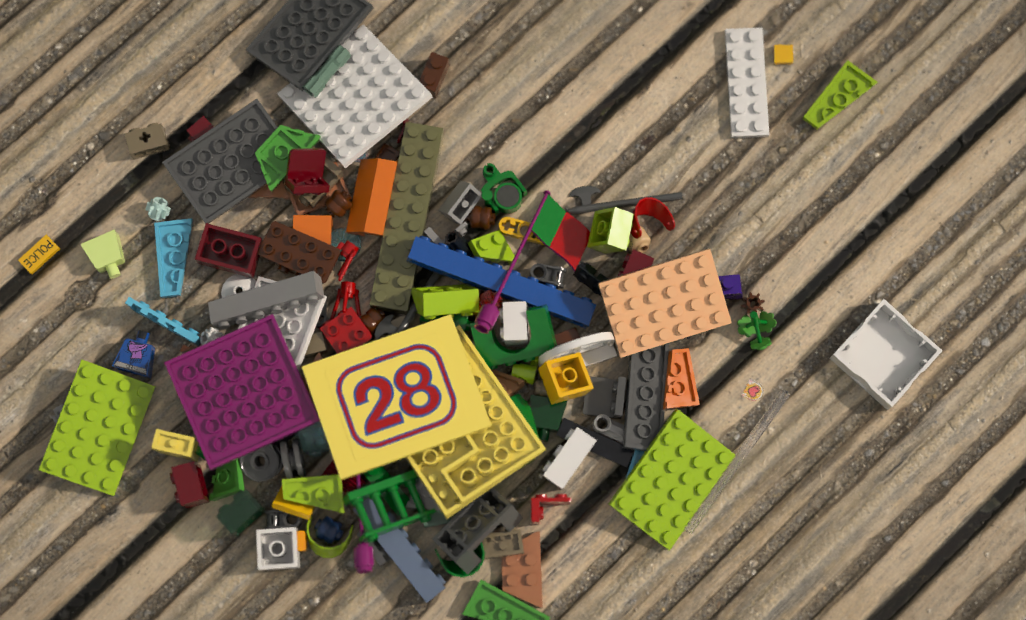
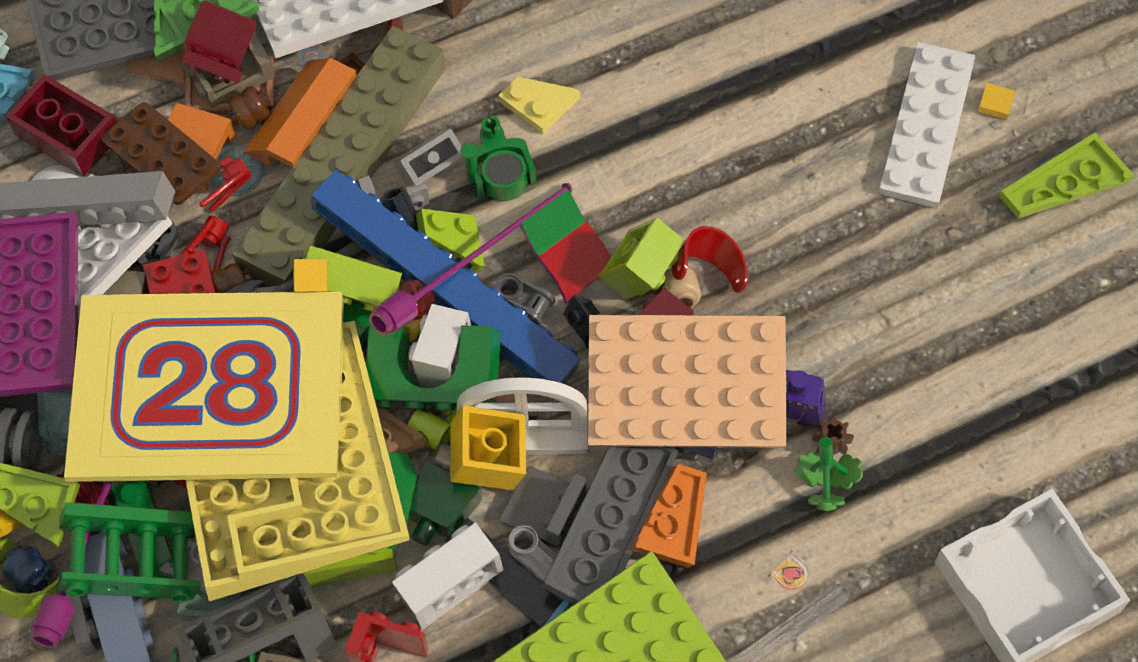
camera: 20 degrees right, 15 degrees down
(429, 311) = (310, 275): none -> yellow tile
(481, 217) = (452, 189): reddish brown piece -> none
(509, 140) = (538, 102): none -> light yellow wing
(510, 232) = (505, 217): yellow beam -> none
(586, 192) = (625, 205): dark grey piece -> none

